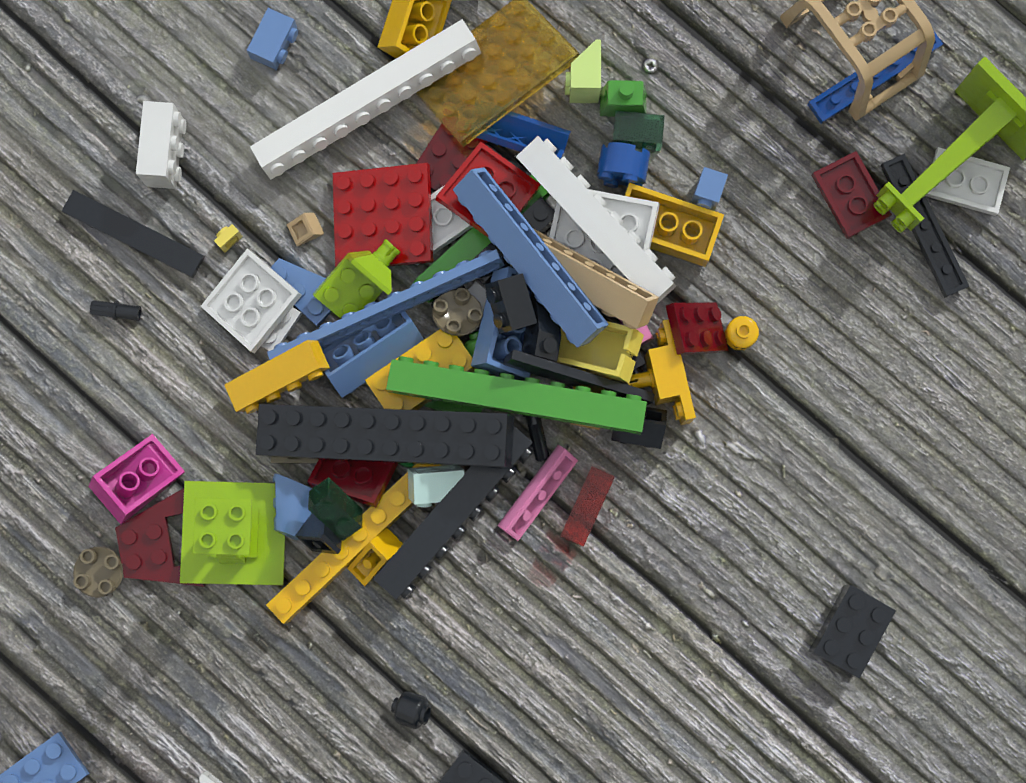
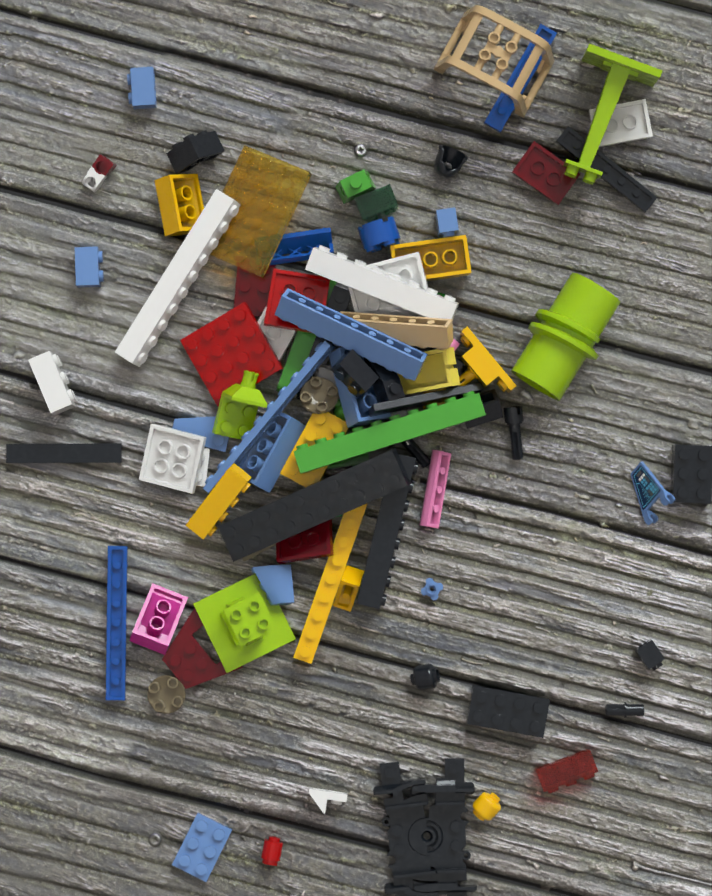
camera: 30 degrees left, 5 degrees up
(85, 459) = (116, 623): none -> blue plate
(115, 310) = (81, 512): black axle -> none
(227, 237) = (131, 422): light yellow plate -> none
(305, 228) = (181, 388): tan slope -> none
(319, 536) = (305, 591): black slope -> none
(335, 509) = (307, 570): clear green brick -> none
(432, 483) = (362, 520): light aqua slope -> none
(472, 616) = (433, 594): none -> medium blue plate
(584, 78) = (321, 184): yellowish green slope -> none
(587, 507) = (473, 481): clear red brick -> none
(672, 455) = (514, 417): none -> black piece
(696, 328) = (486, 322): dark red plate -> none
(741, 333) = (518, 309): yellow head -> none
(749, 121) = (451, 156): none -> black hair
(783, 389) = (565, 336): none -> lime piece
(789, 625) = (648, 492): none -> flag

